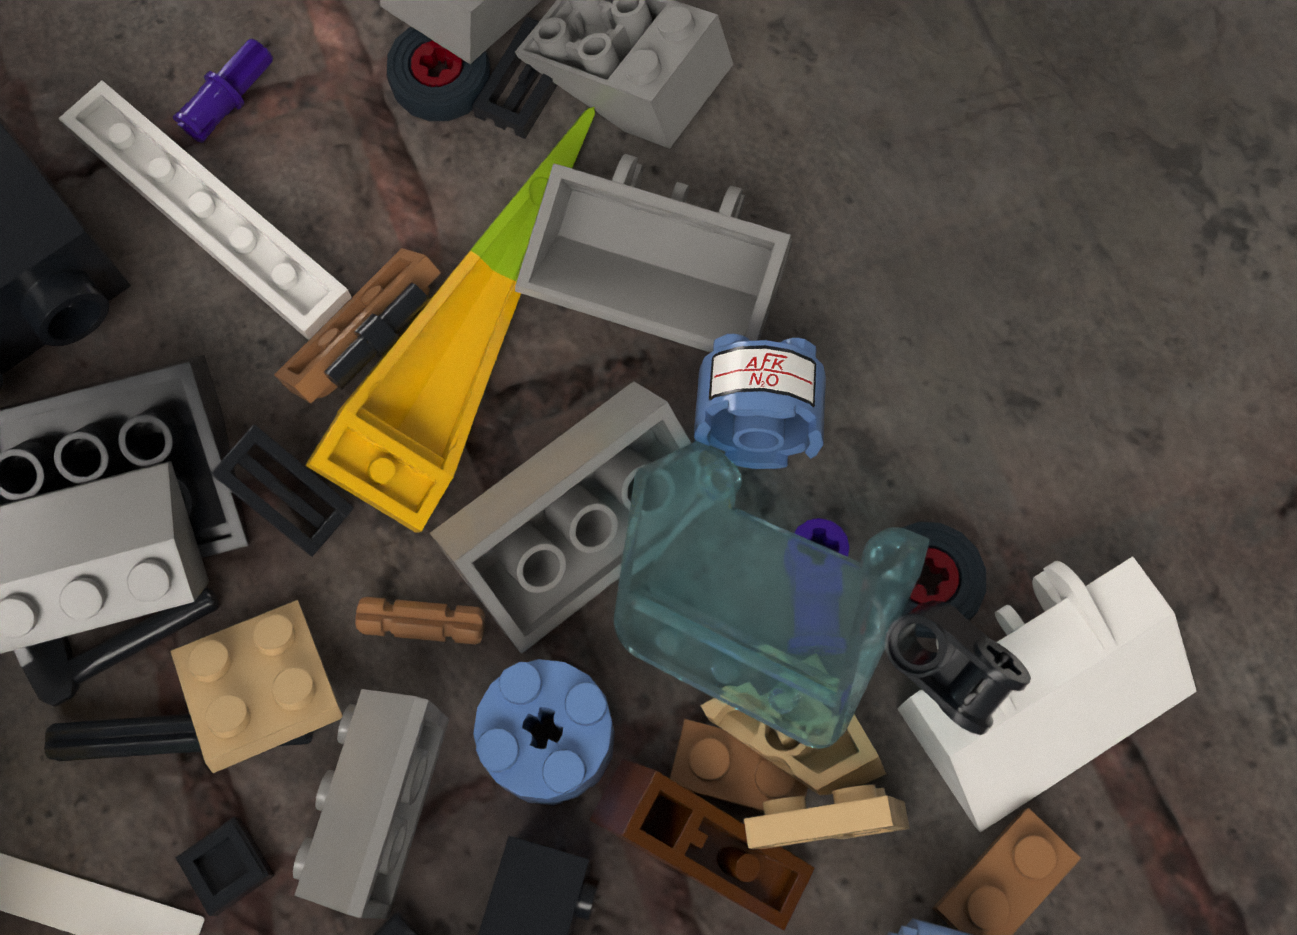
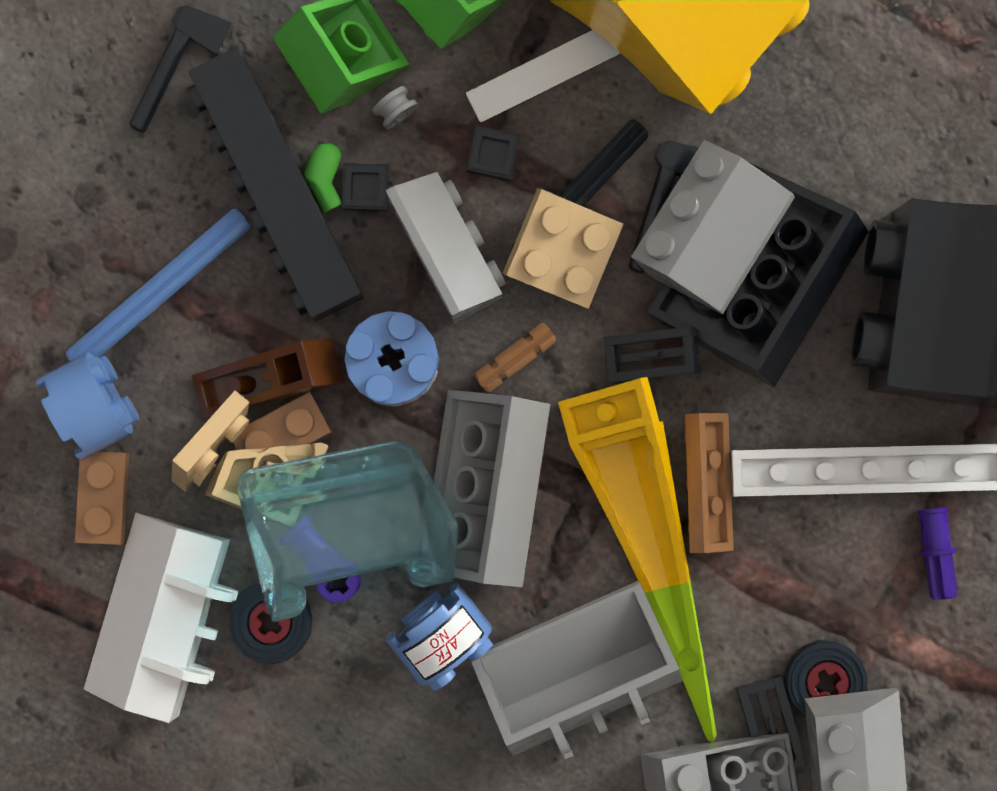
camera: 135 degrees right, 15 degrees up
(376, 335) = (683, 481): black bar -> none
(959, 667) = (209, 573): black piece -> none

